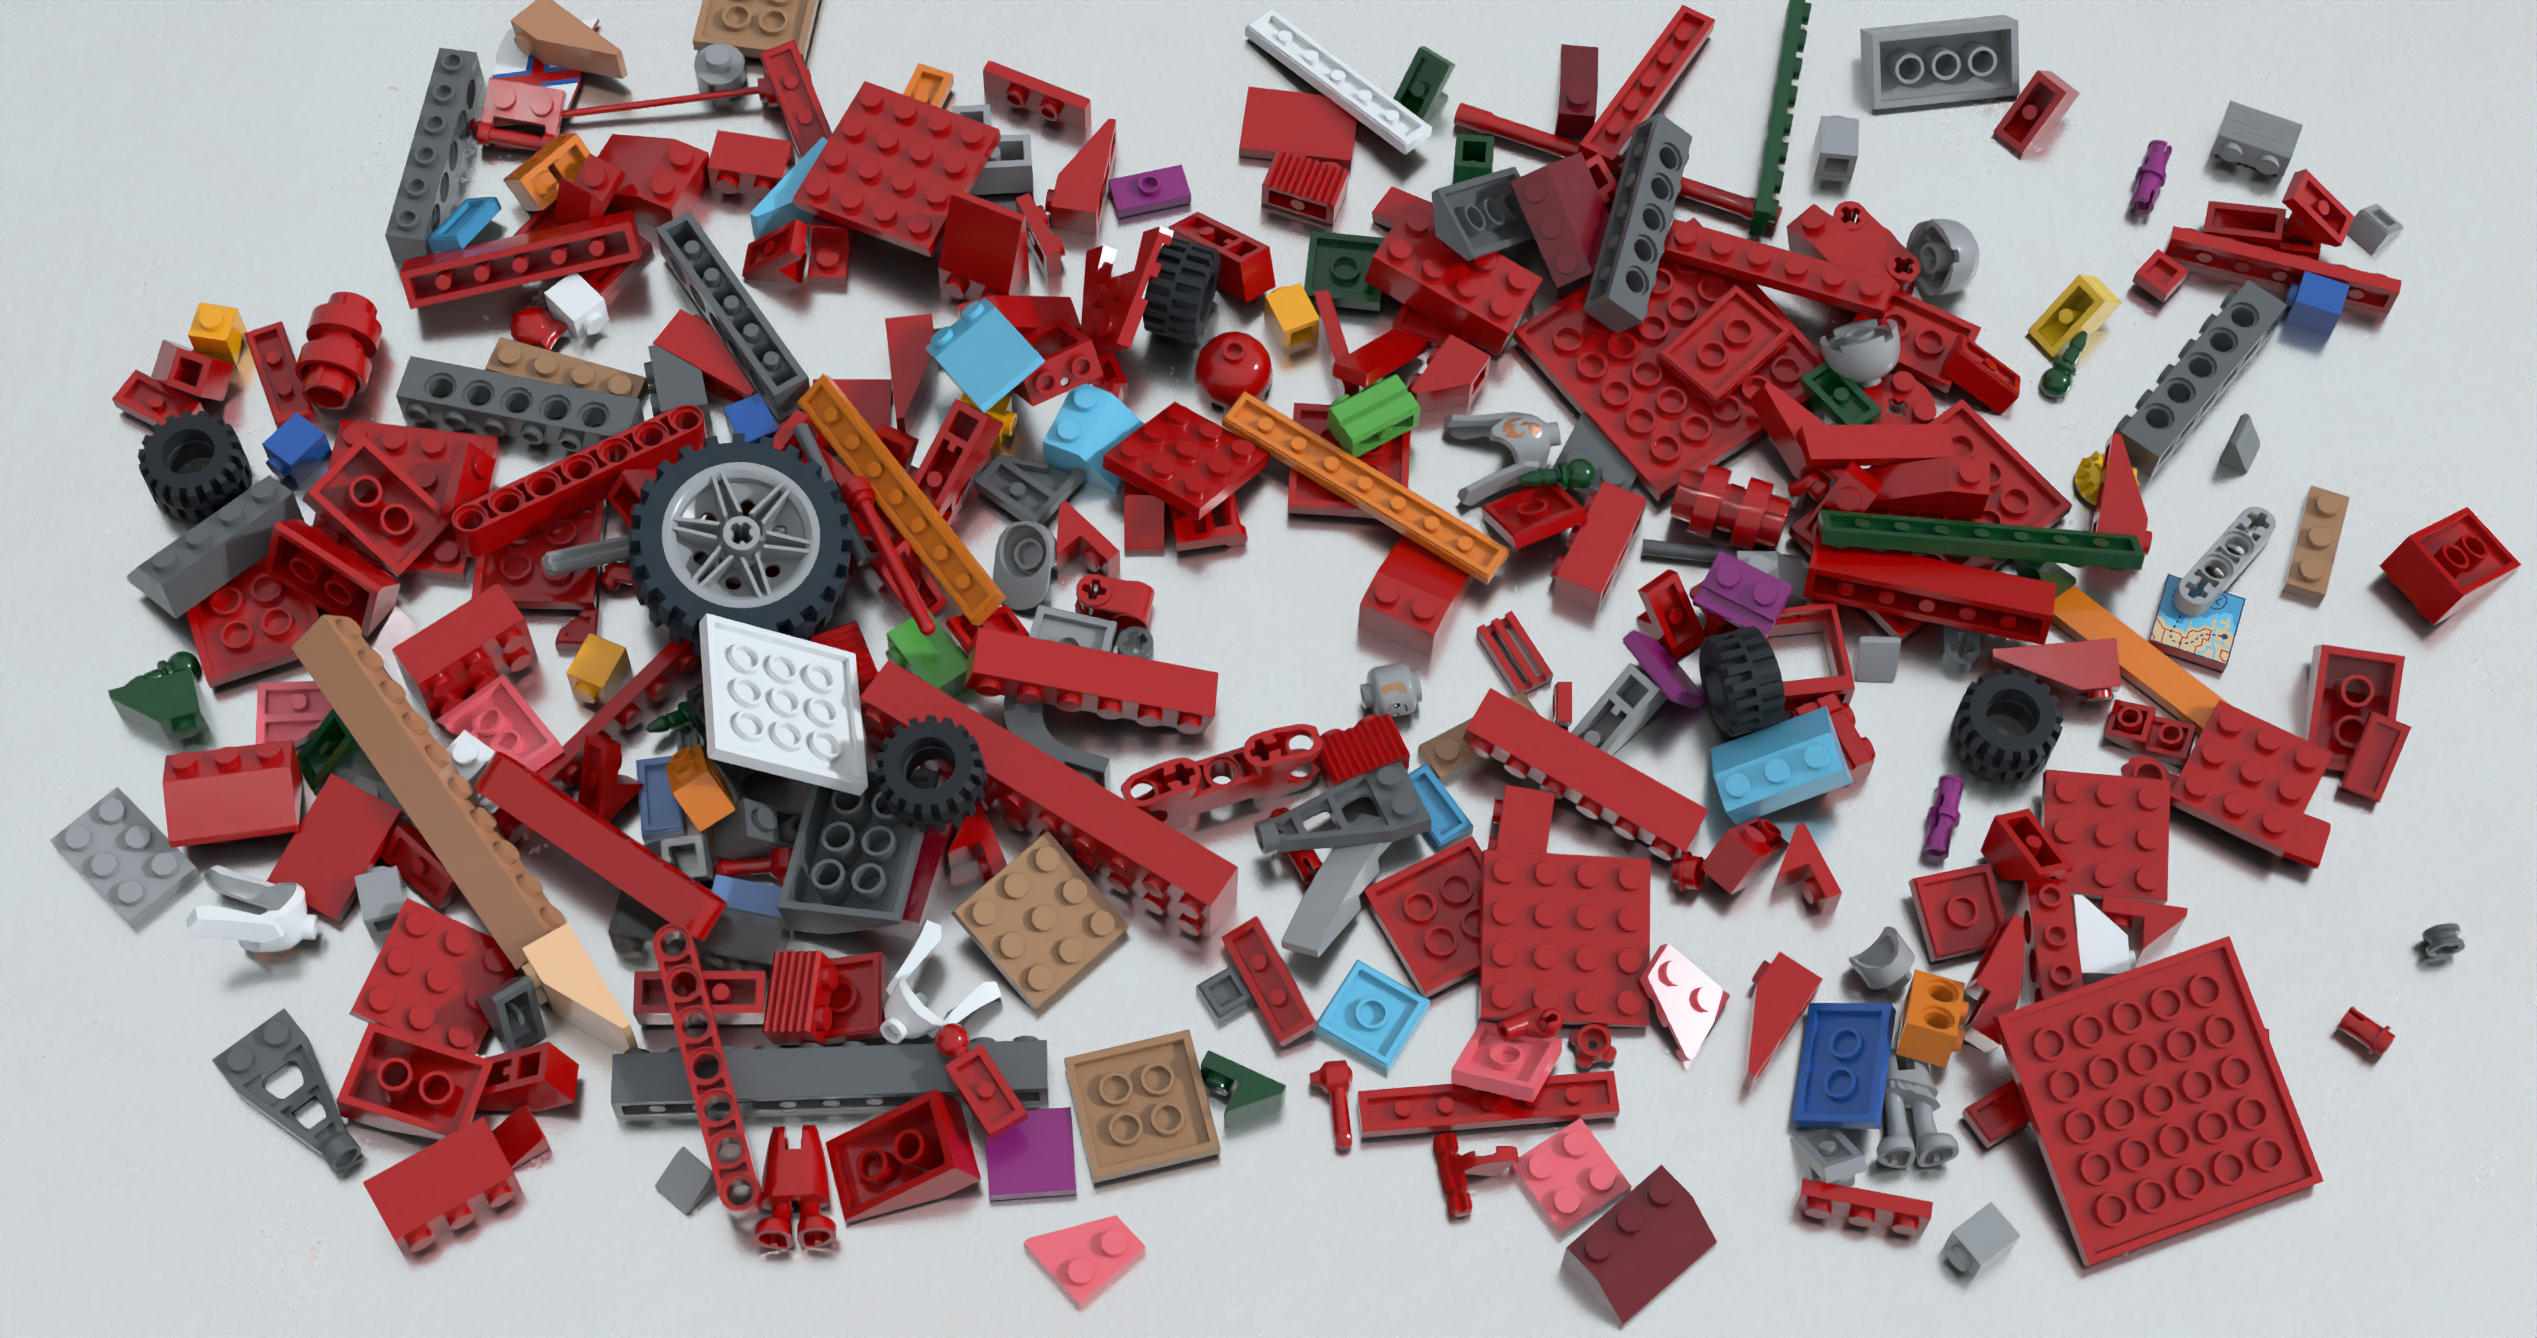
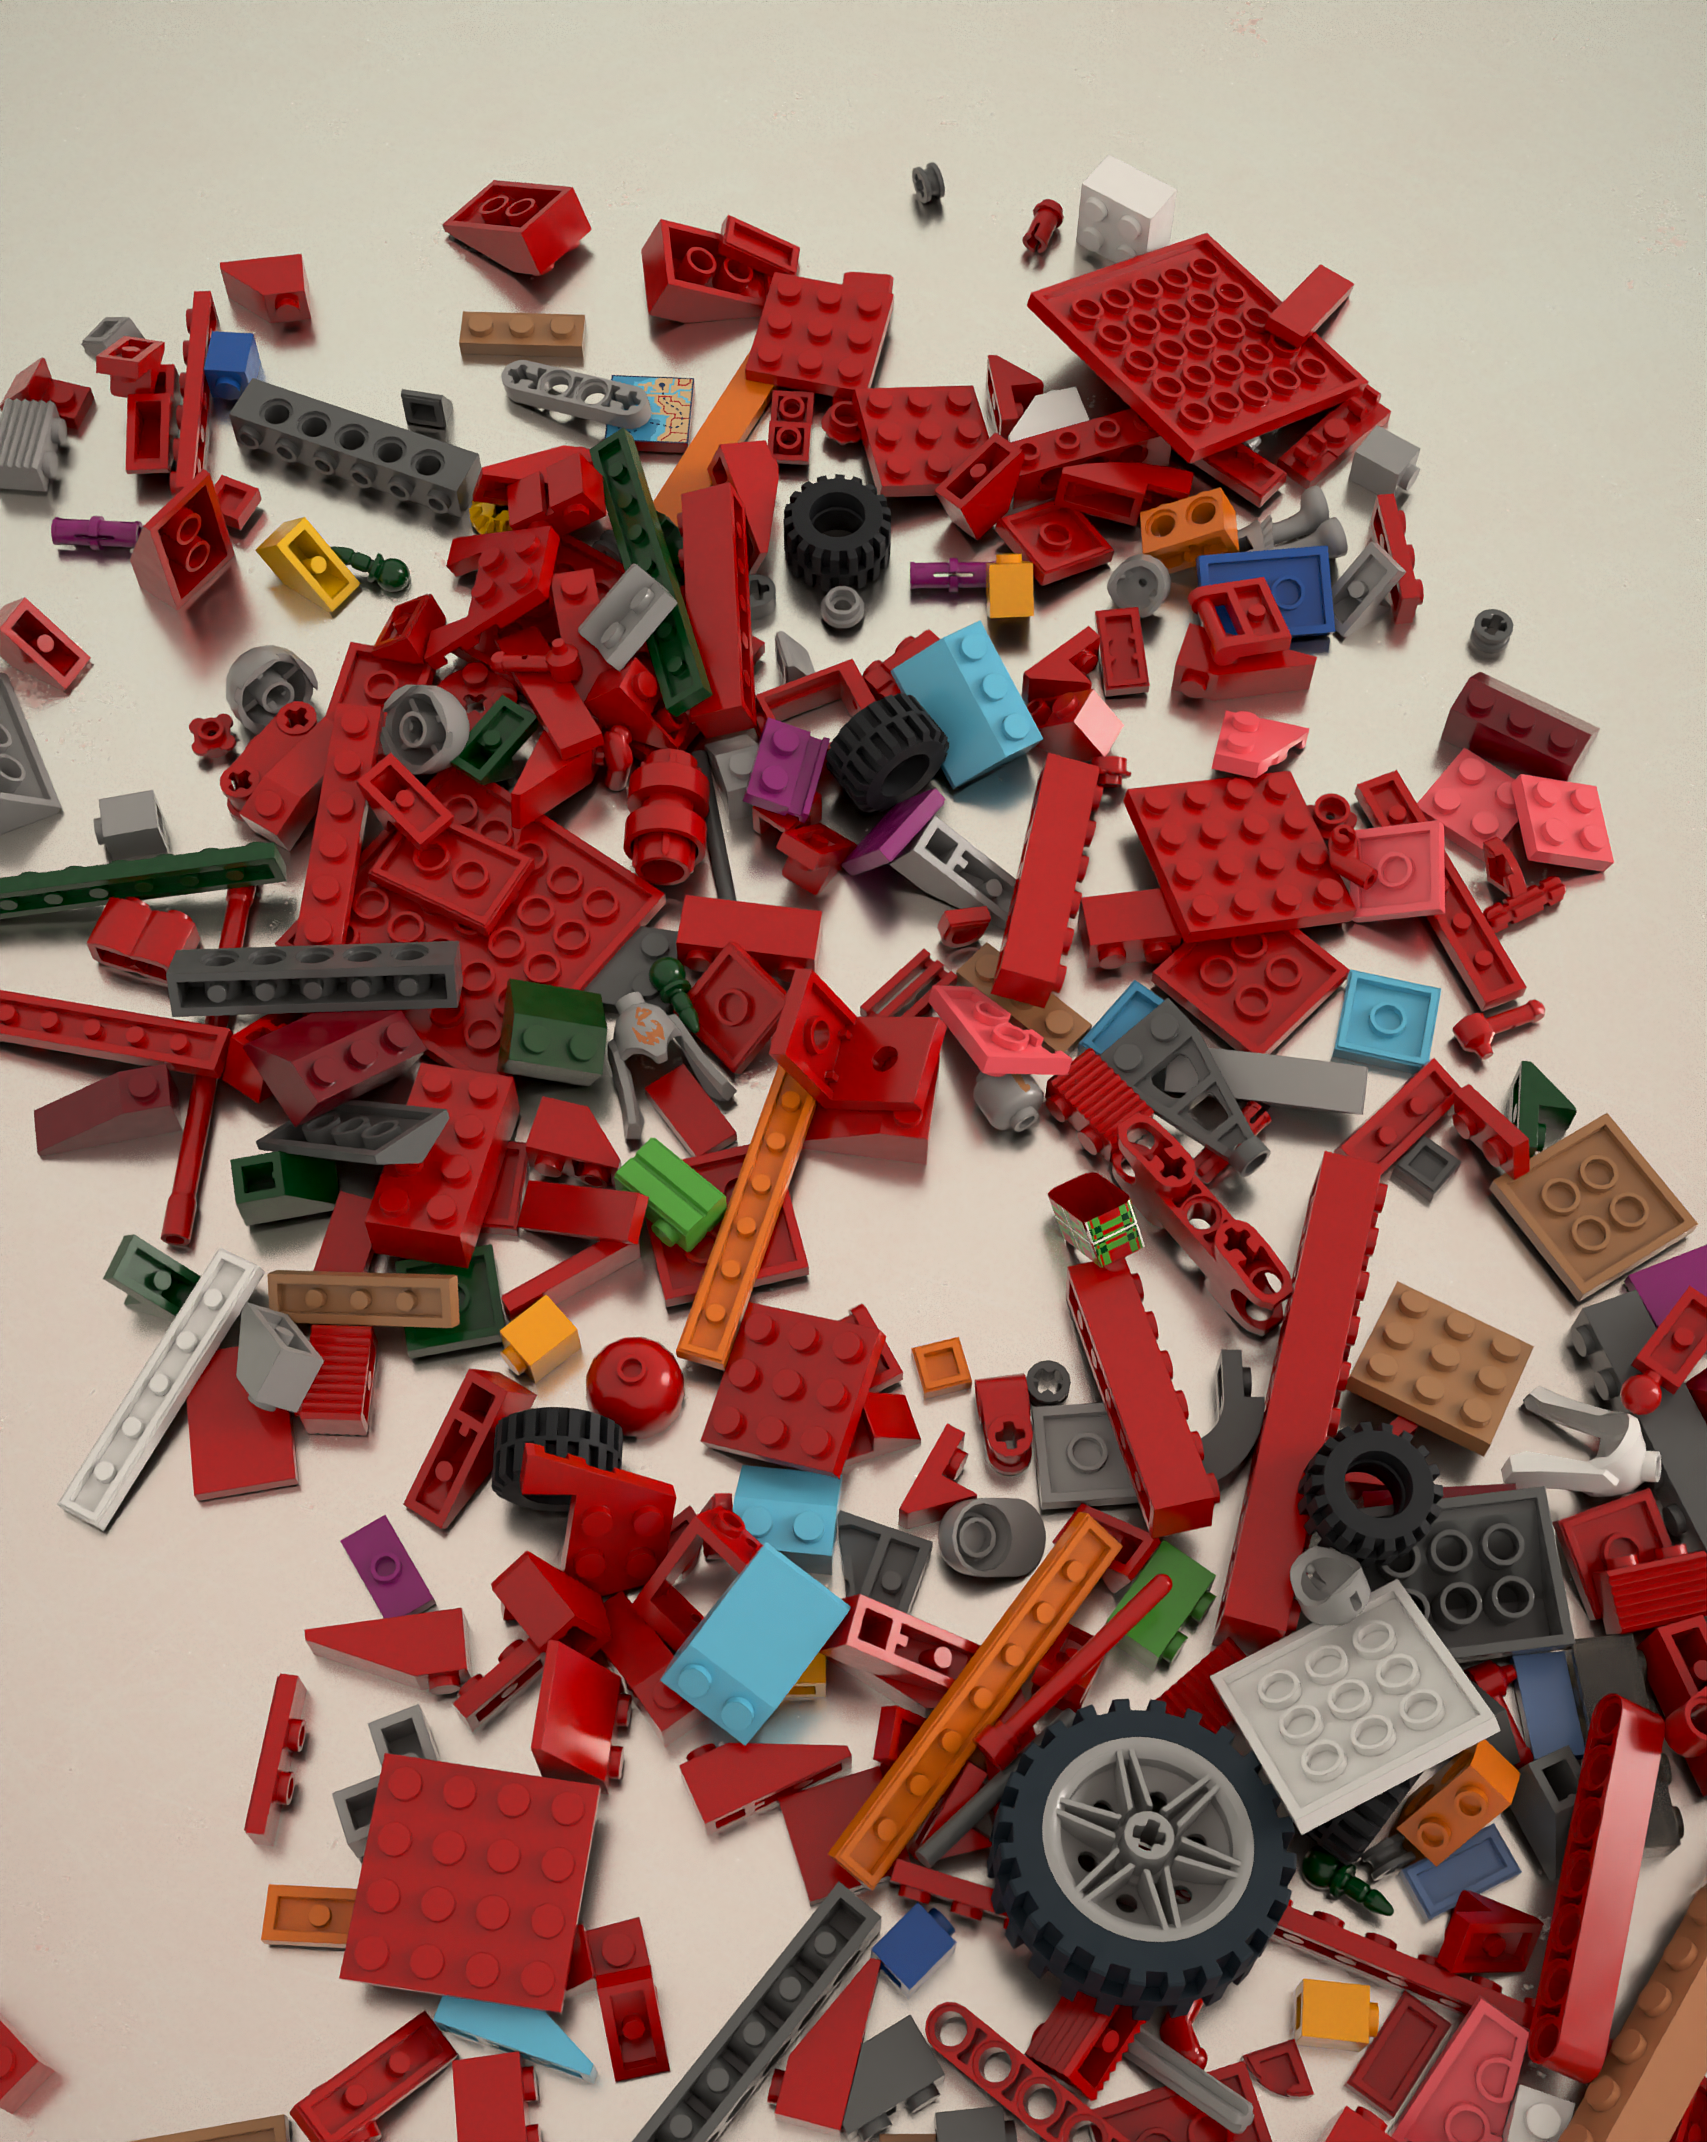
camera: 105 degrees left, 0 degrees up
(555, 705) = (1397, 2055): none -> red tile
(871, 723) = (1335, 1590): none -> light grey piece
(1069, 265) = (553, 1605): none -> red slope
(1177, 580) = (941, 1368): none -> orange tile
(1228, 708) = (1101, 1209): none -> piece
(1230, 1039) = (1491, 1131): none -> red plate
(1328, 138) = (274, 1359): none -> light grey slope
(1357, 206) = (365, 1298): none -> medium nougat plate
(1440, 682) = (989, 1037): none -> coral wing
(1448, 567) = (843, 1054): none -> red bracket
(1453, 468) = (690, 1112): none -> red tile
(1522, 1234) = (1562, 823): none -> coral plate
(1547, 375) = (552, 1033): none -> dark green slope
(1725, 135) = (139, 938): none -> red brick
(1773, 1271) = (1495, 619): none -> dark grey bush
(1786, 310) = (404, 802): none -> red slope
(1808, 1026) = (1253, 616): none -> red plate
(1818, 927) = (1122, 651): none -> red plate
(1898, 449) = (561, 661): none -> red piece
(1905, 846) = (1009, 587): none -> light orange brick
(1907, 211) = (215, 745): none -> red plate
(1919, 497) = (627, 616): none -> light grey bracket
(1931, 706) = (842, 598): none -> light grey plate
(1999, 439) = (510, 581): none -> red wing
(2031, 1215) = (1334, 438): none -> red plate
(2077, 492) = (572, 501): none -> red piece
(2105, 218) = (183, 544): none -> red slope
(2200, 1241) = (1308, 306): none -> red tile
(2316, 156) = (37, 384): none -> red slope
(2347, 1091) = (1124, 211): none -> white brick
(2405, 353) = (269, 287): none -> red slope

